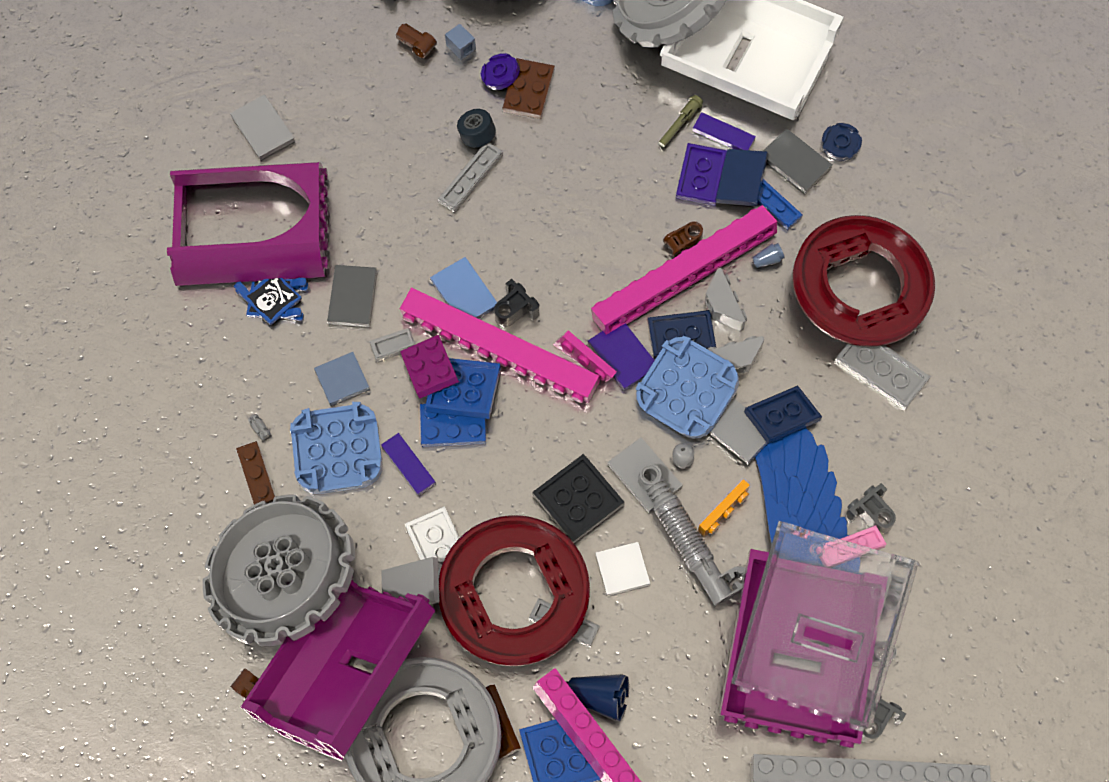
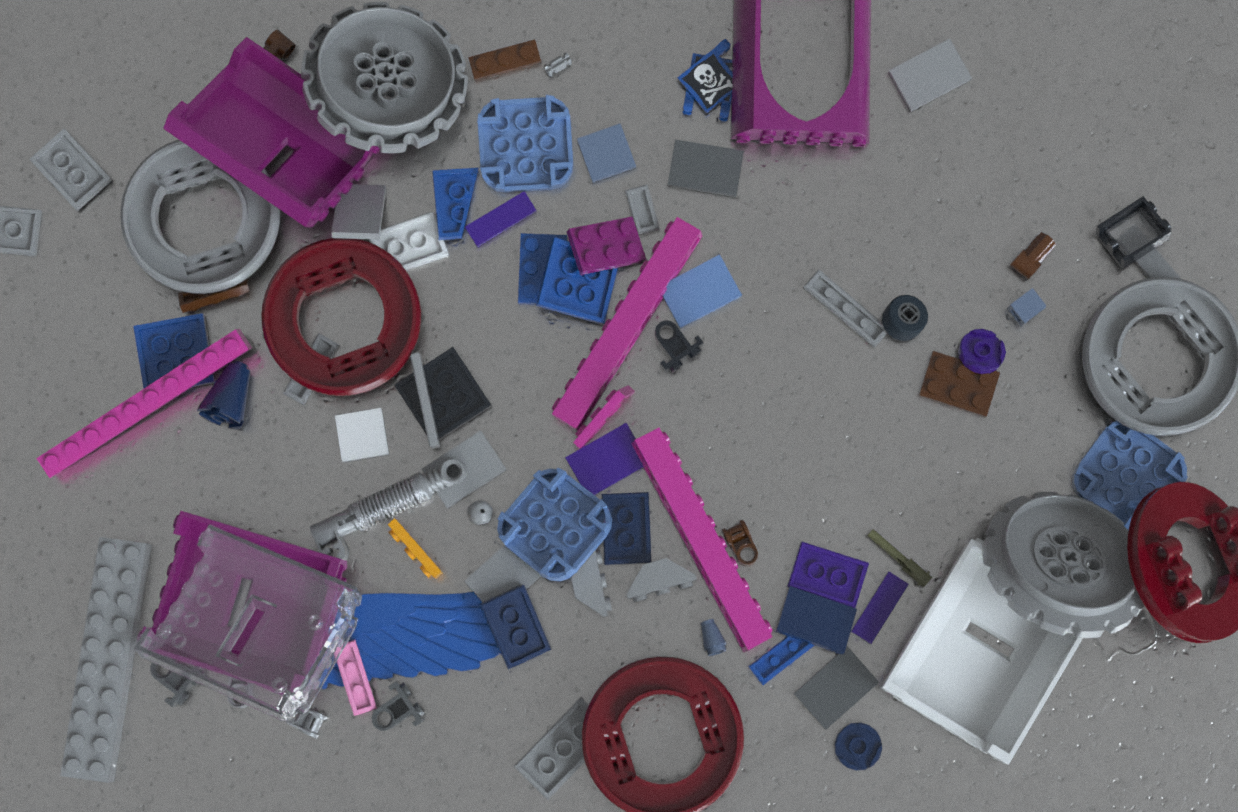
camera: 95 degrees right, 15 degrees up
(393, 507) = (452, 200): none -> blue wing
(587, 506) = (425, 401): none -> light grey tile

